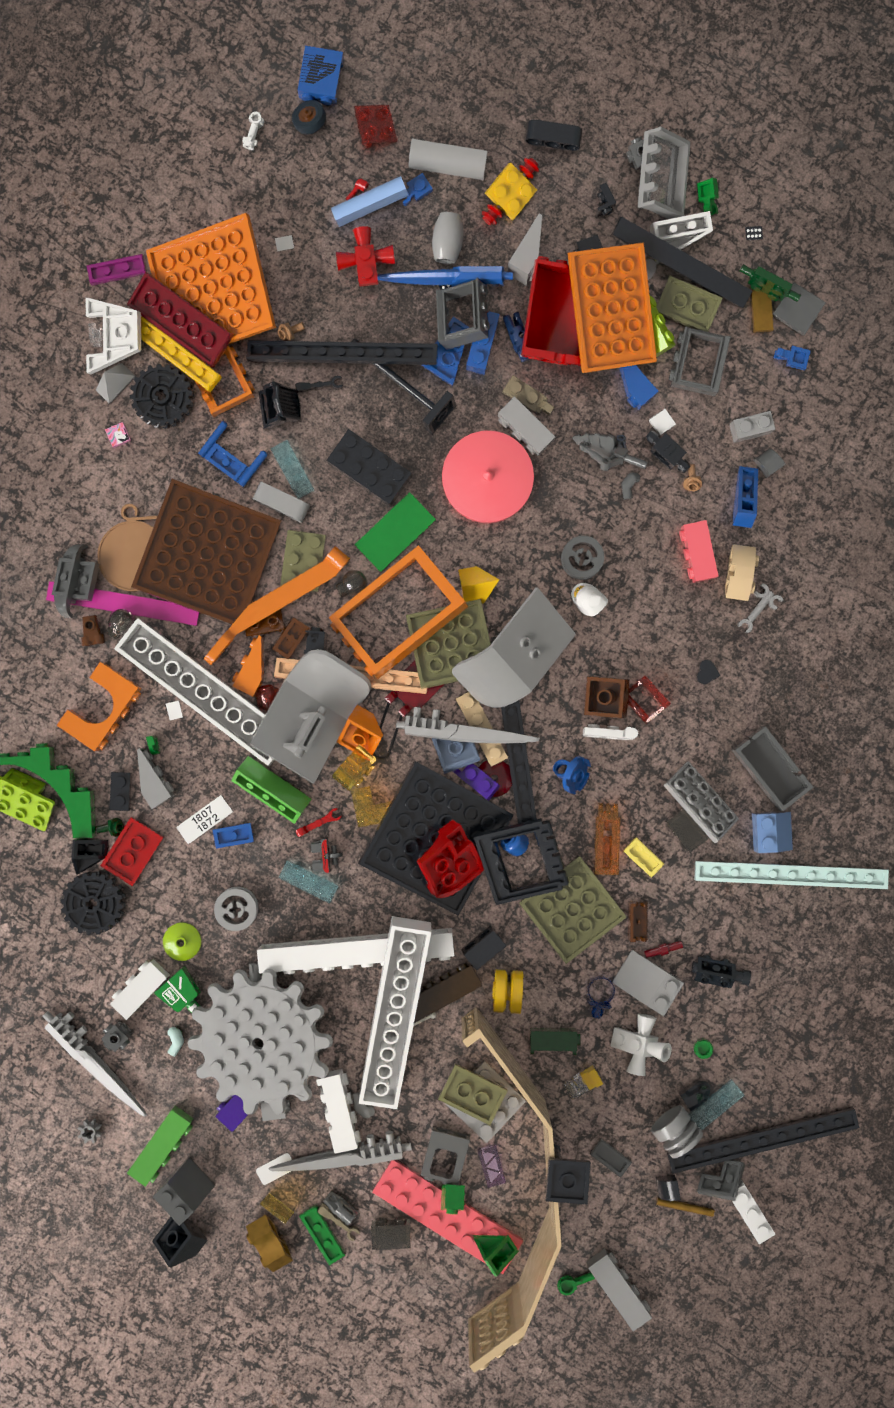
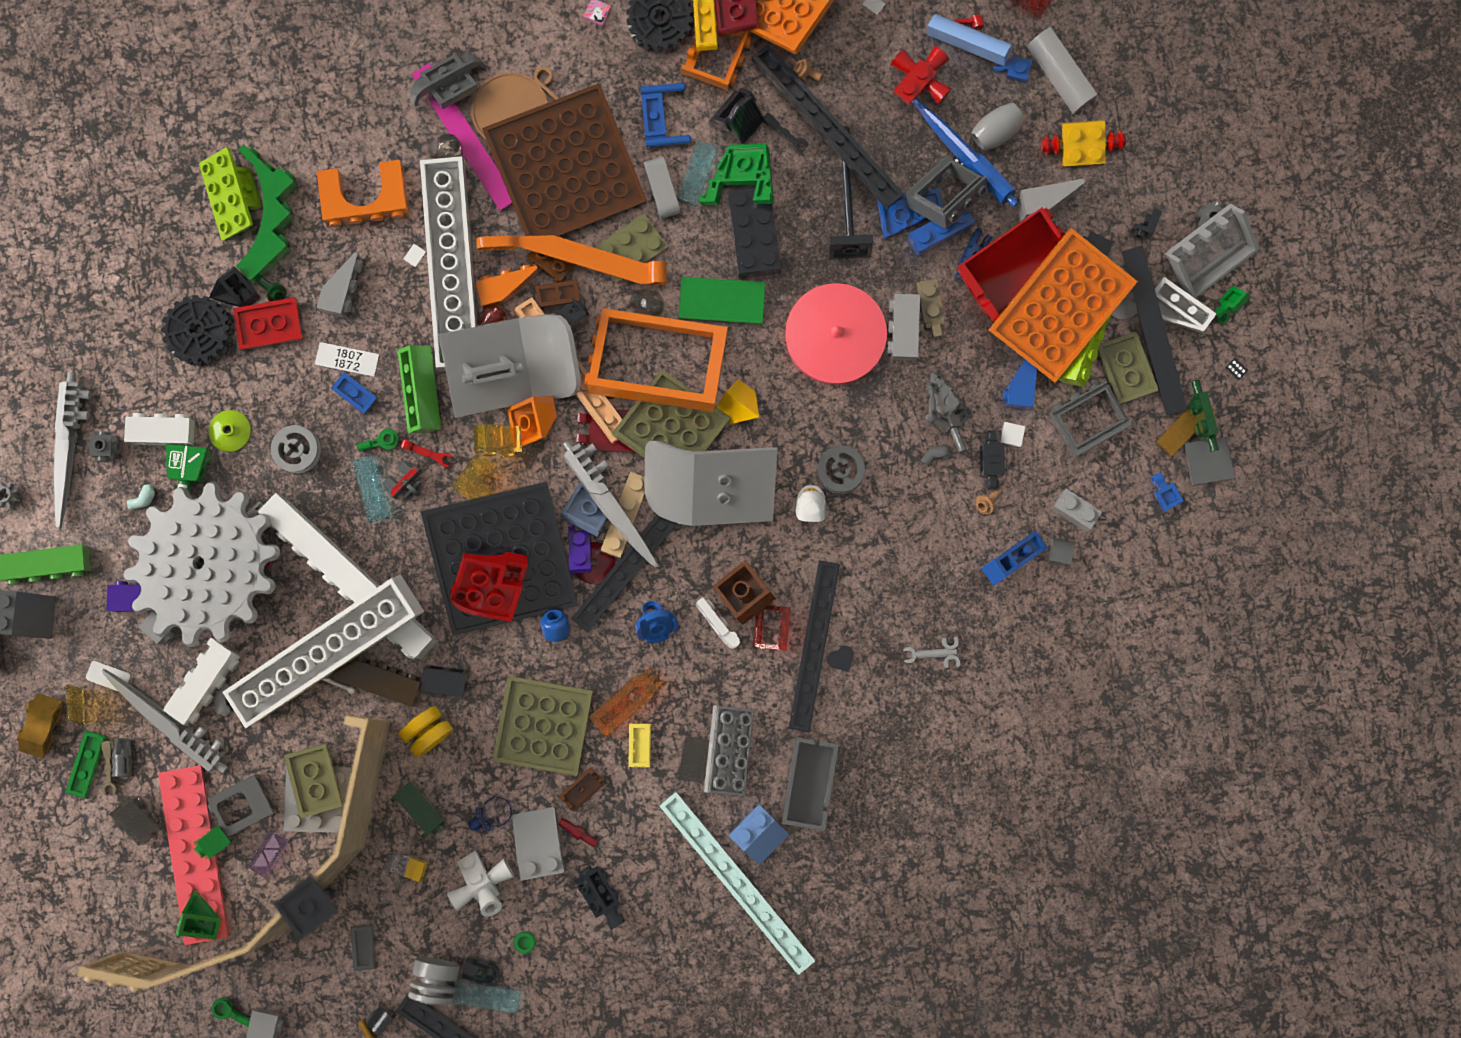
camera: 45 degrees right, 5 degrees down
(92, 636) = (416, 135): reddish brown plate -> none
(120, 791) = (309, 271): black plate -> none
(153, 745) = (370, 263): green tile -> none
(284, 841) = (387, 440): none -> green plate
(317, 434) = (743, 166): none -> green wing
(395, 733) = (553, 451): black piece -> none
(495, 869) = (517, 631): black hinge -> none
(553, 135) = (1161, 136): black beam -> none
(682, 682) = (814, 646): none -> black tile
(698, 551) = (933, 560): coral brick -> none
(741, 572) = (948, 609): tan brick -> none

